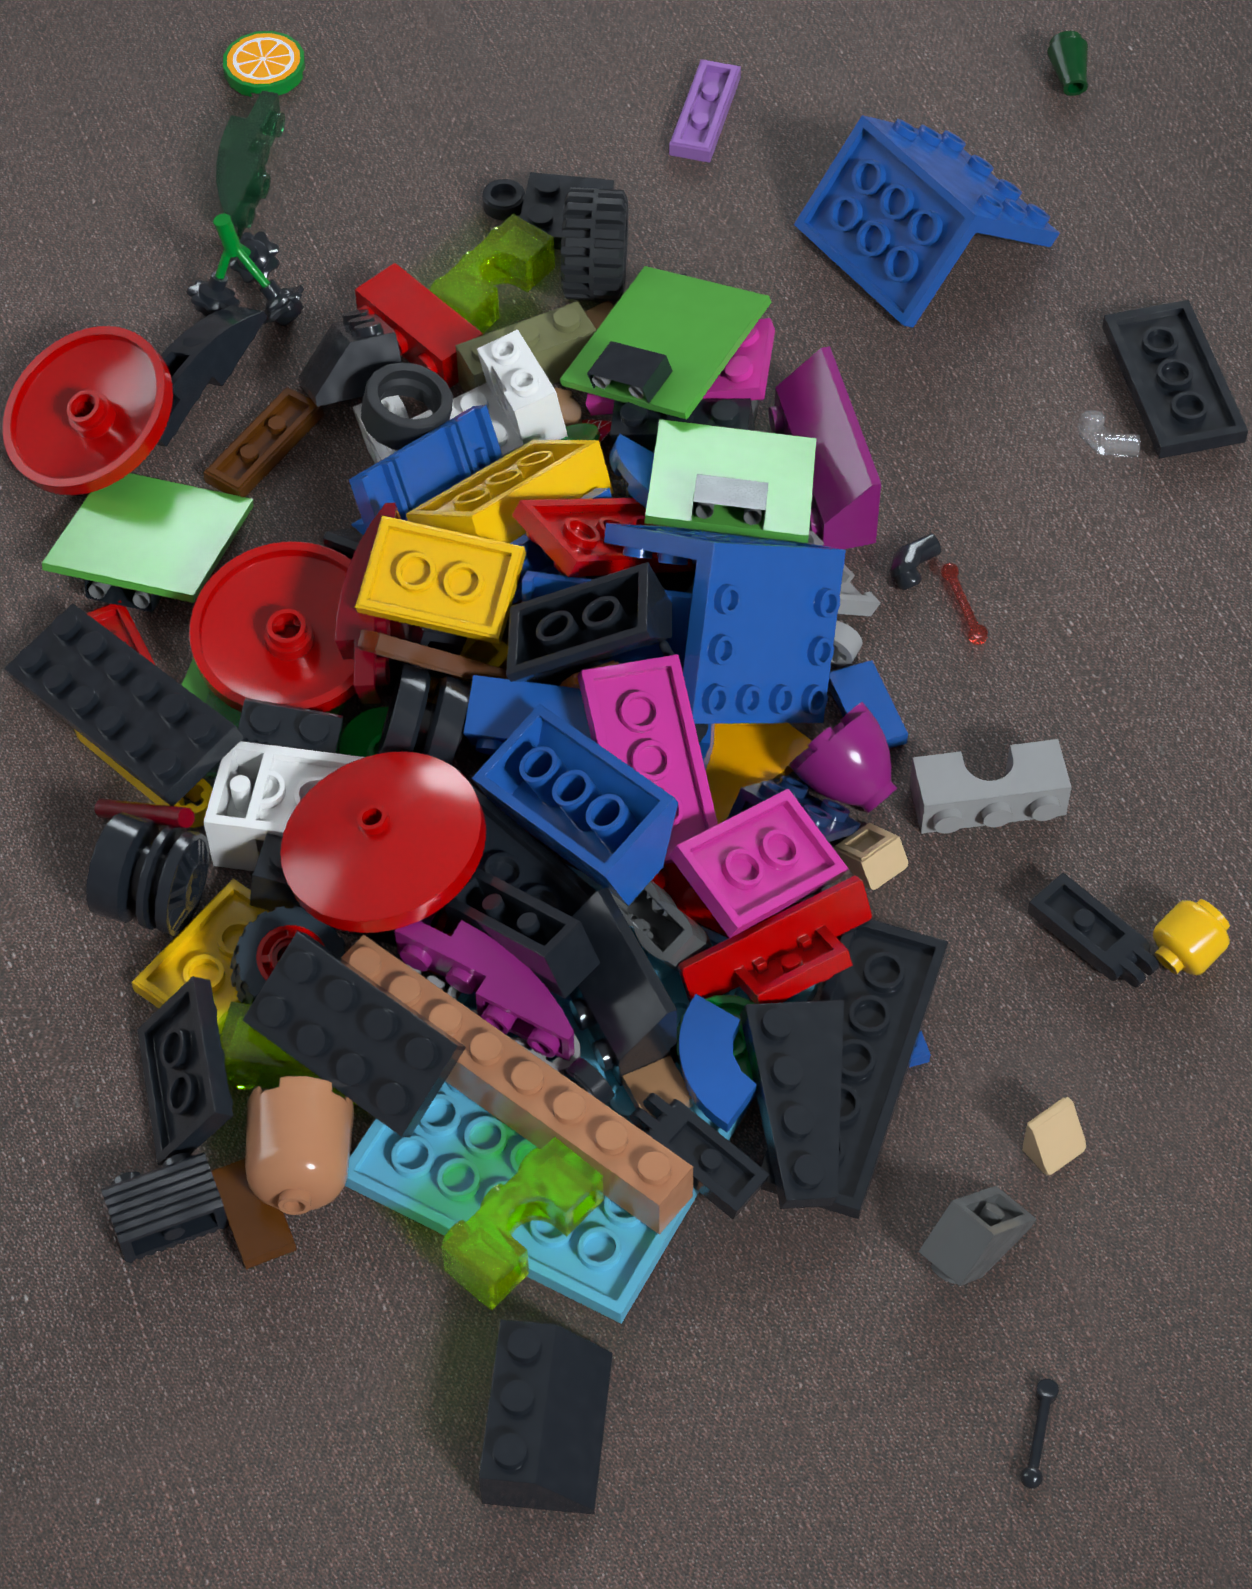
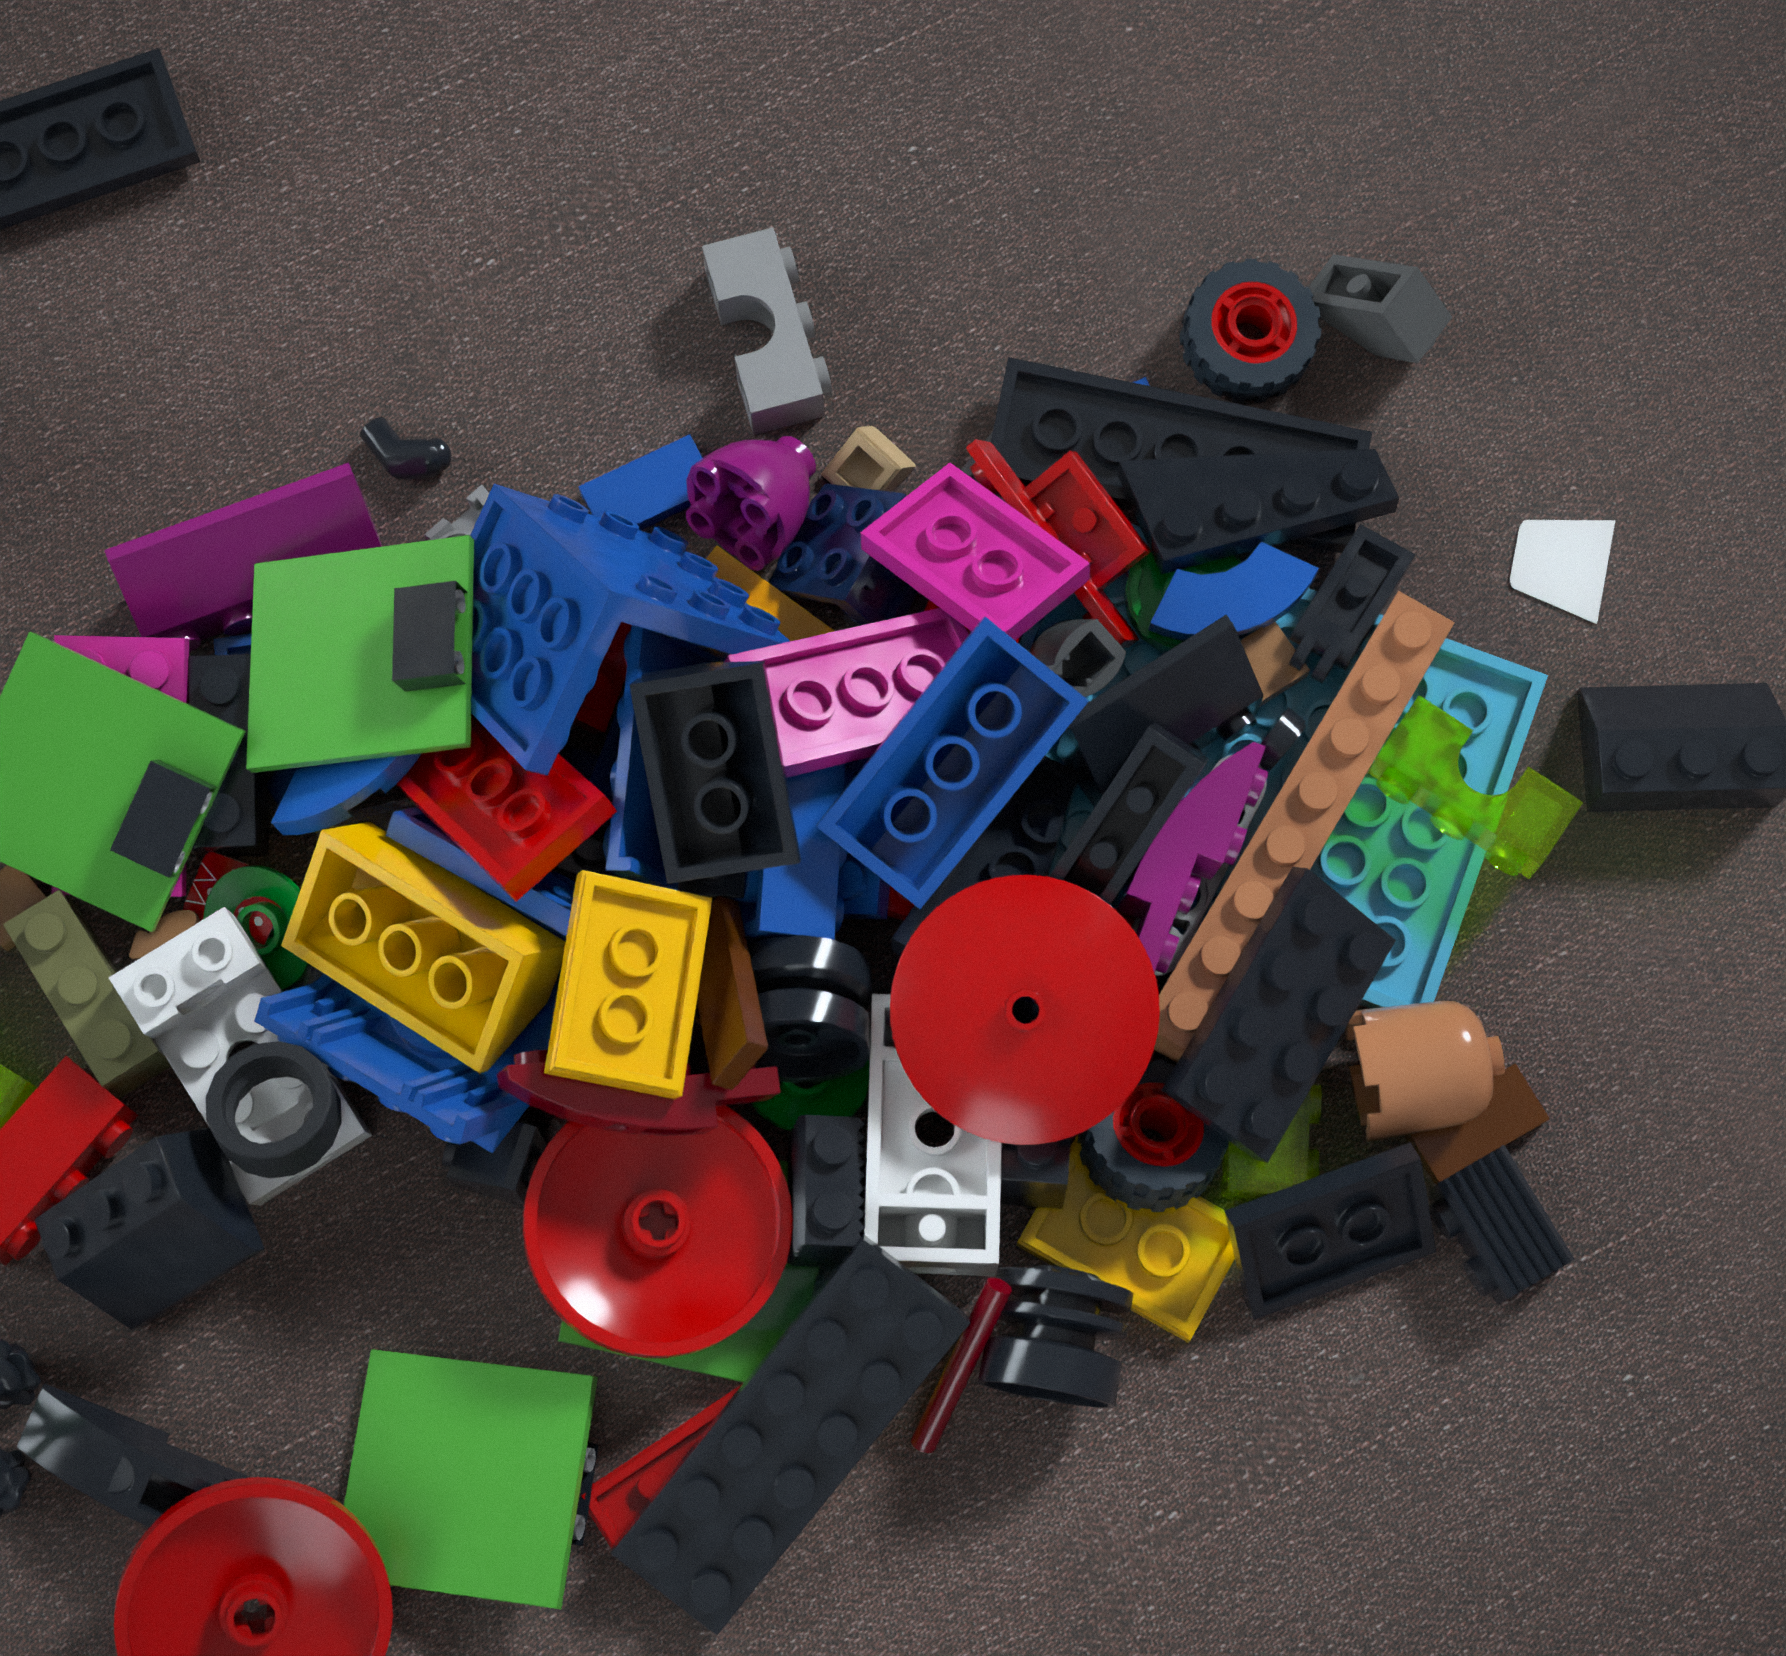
camera: 100 degrees left, 20 degrees up
(263, 443) = (266, 1355): reddish brown tile -> none
(730, 1364) = (1563, 563): none -> white sticker
(958, 1162) = (1258, 296): none -> black wheel
(977, 633) = (510, 368): clear red hinge -> none
(1046, 1393) = (1538, 233): black hinge -> none
(1054, 1137) = (1232, 236): tan slope -> none
(1093, 931) = (952, 208): black hinge -> none
(1102, 440) = (175, 231): clear arm -> none
(1191, 937) = (953, 97): yellow head -> none

